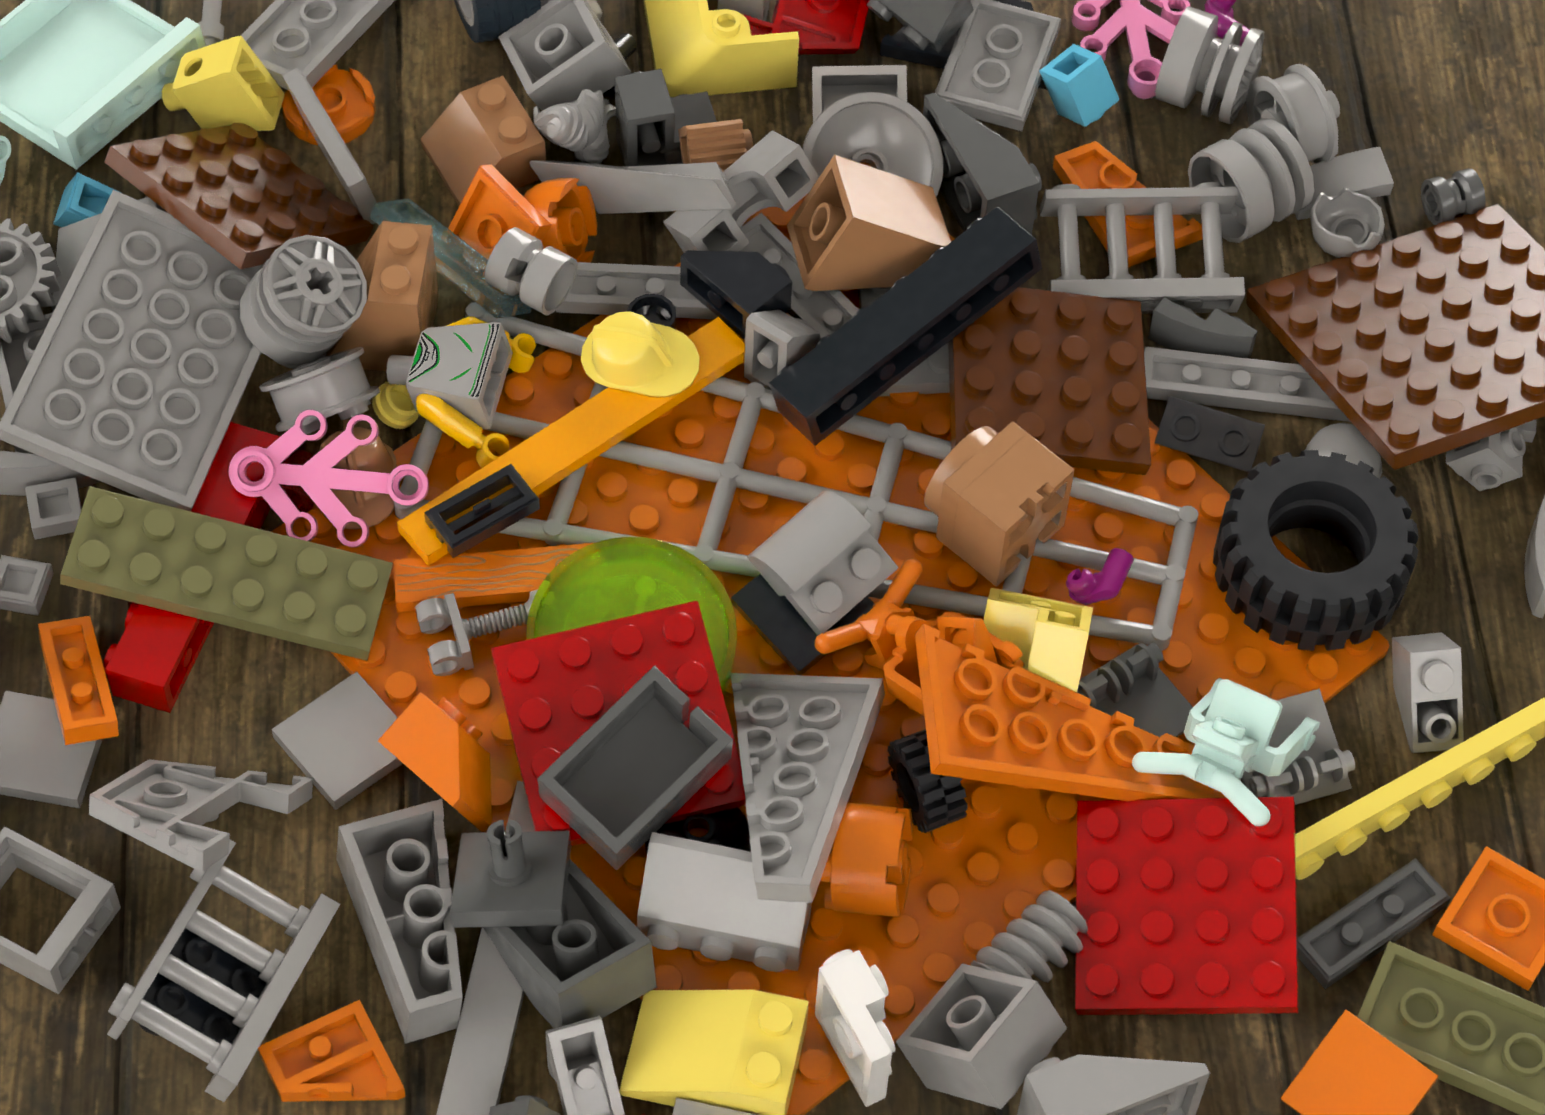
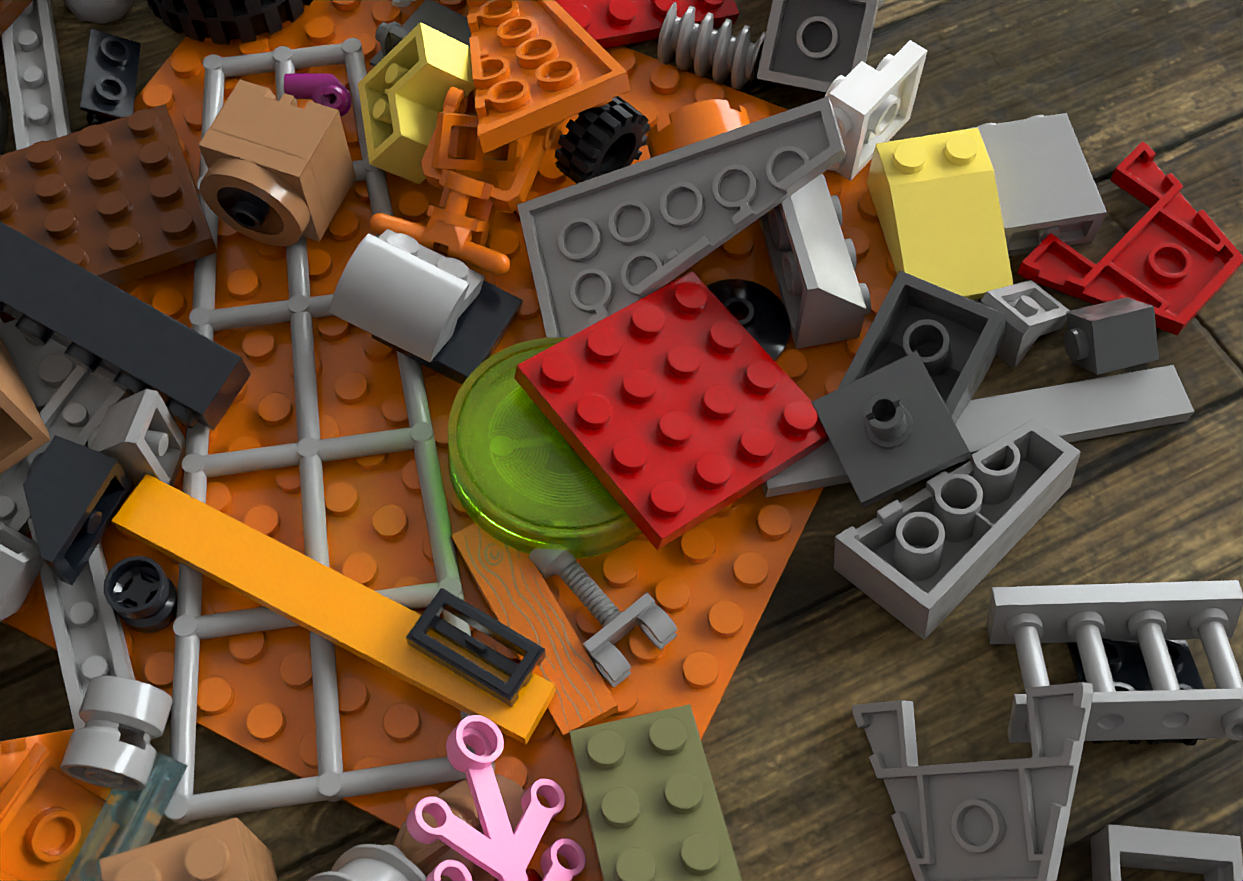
camera: 110 degrees left, 5 degrees up
(332, 1060) = (1127, 535): orange wing -> none
(338, 740) = (787, 698): light grey tile -> none
(394, 406) = (331, 840): light yellow plate -> none
(445, 754) = (798, 551): orange slope -> none
(460, 378) = (297, 759): light grey torso -> none
(635, 768) = (745, 332): dark grey piece -> none
(639, 356) = (200, 575): light yellow piece -> none

